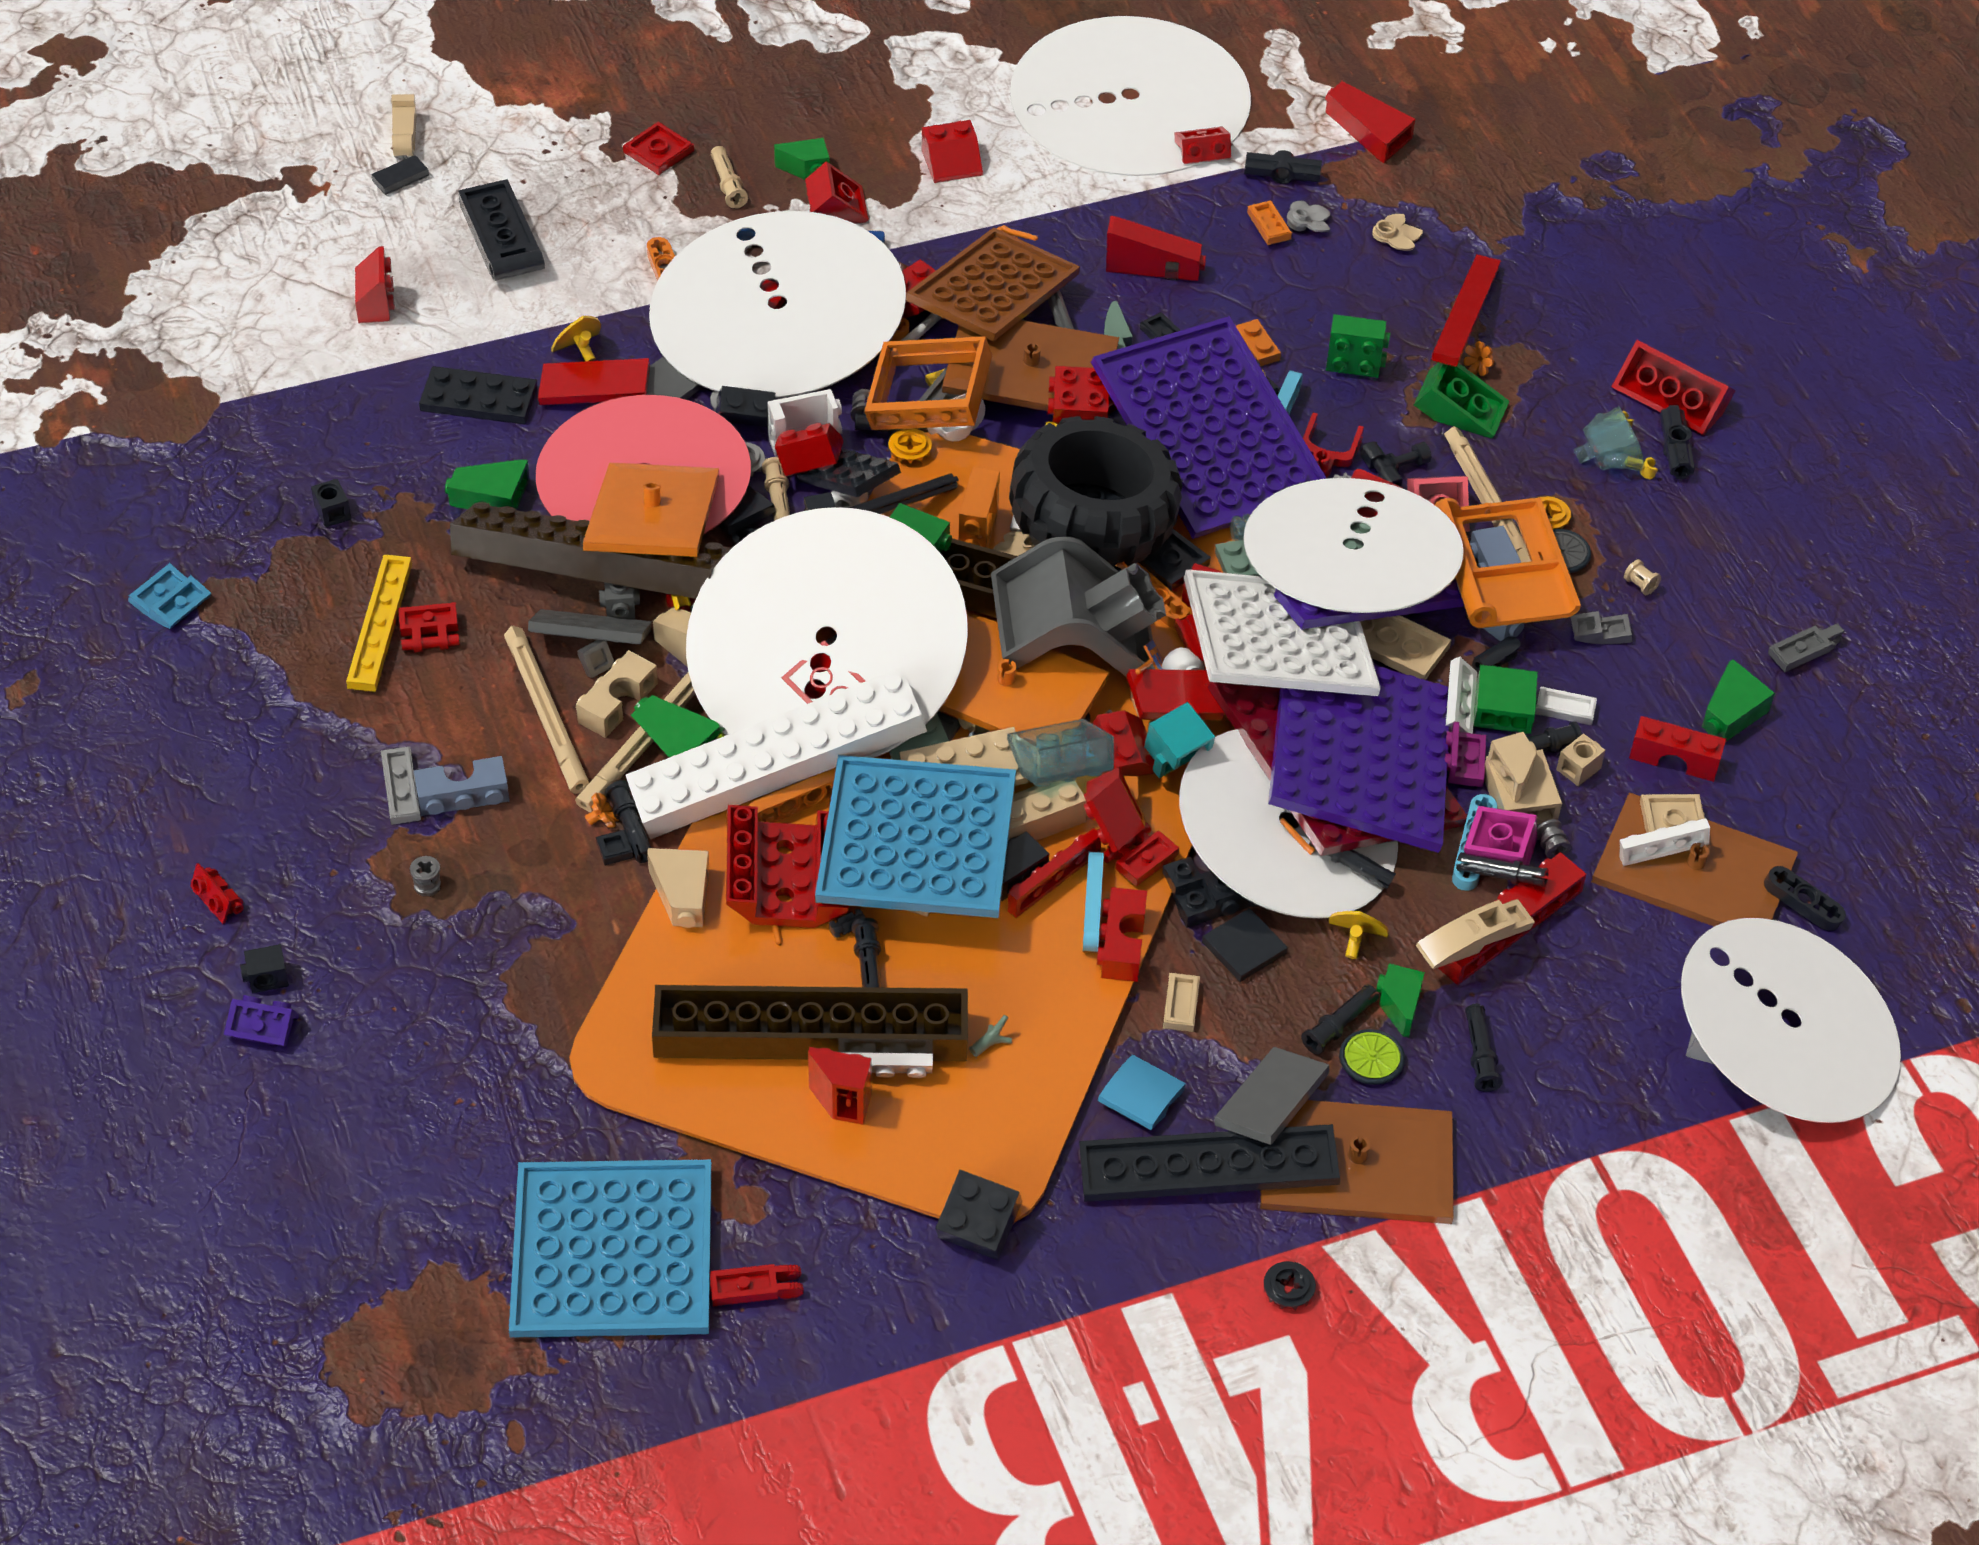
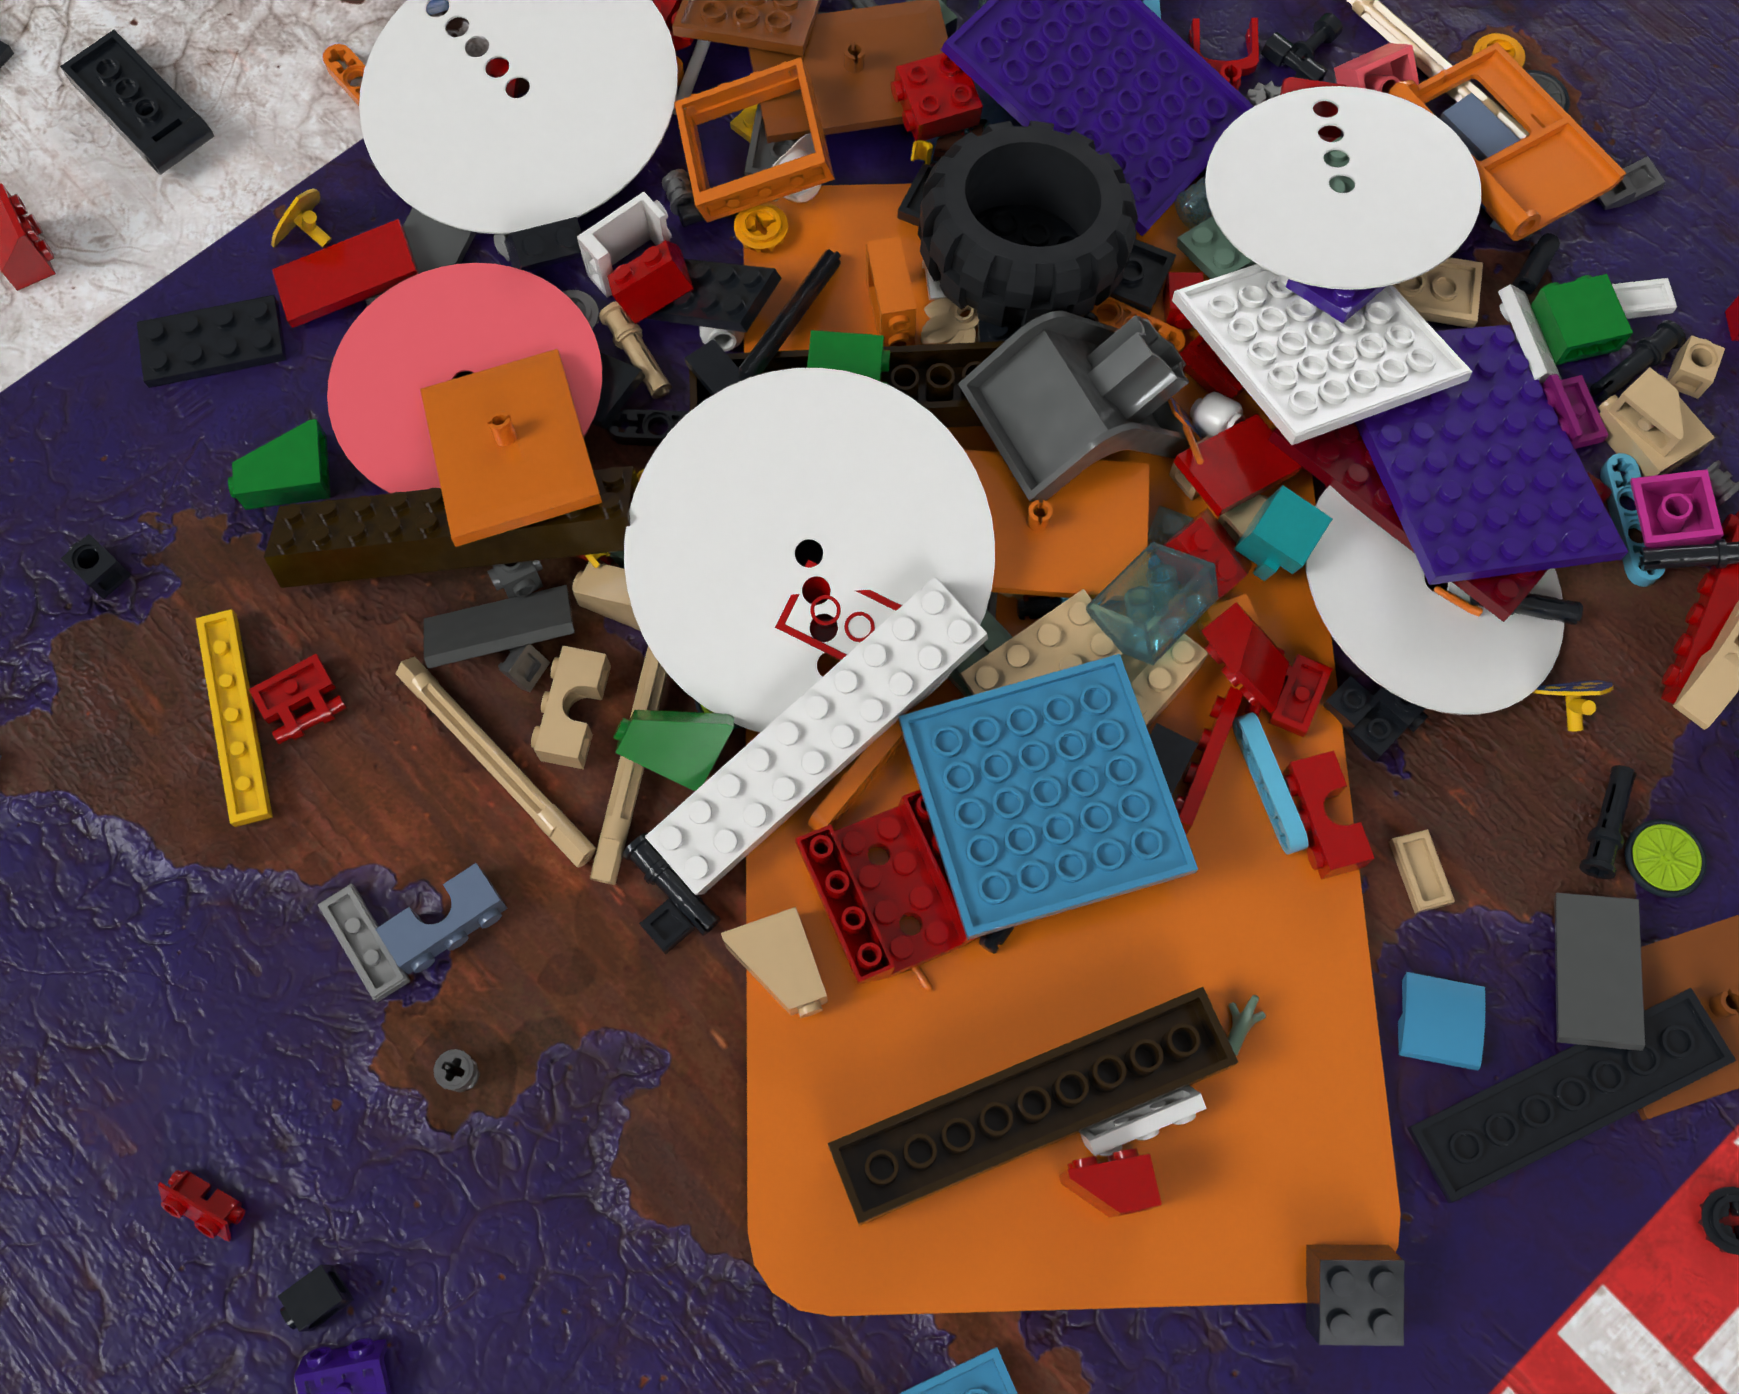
camera: 20 degrees left, 20 degrees up
(601, 811) = (630, 884): orange plant -> none
(867, 950) = (1043, 961): black pin -> none
(1244, 944) = (1454, 762): black tile -> none
(1400, 995) = (1664, 767): green slope -> none
(1634, 573) = (1644, 112): tan bush -> none

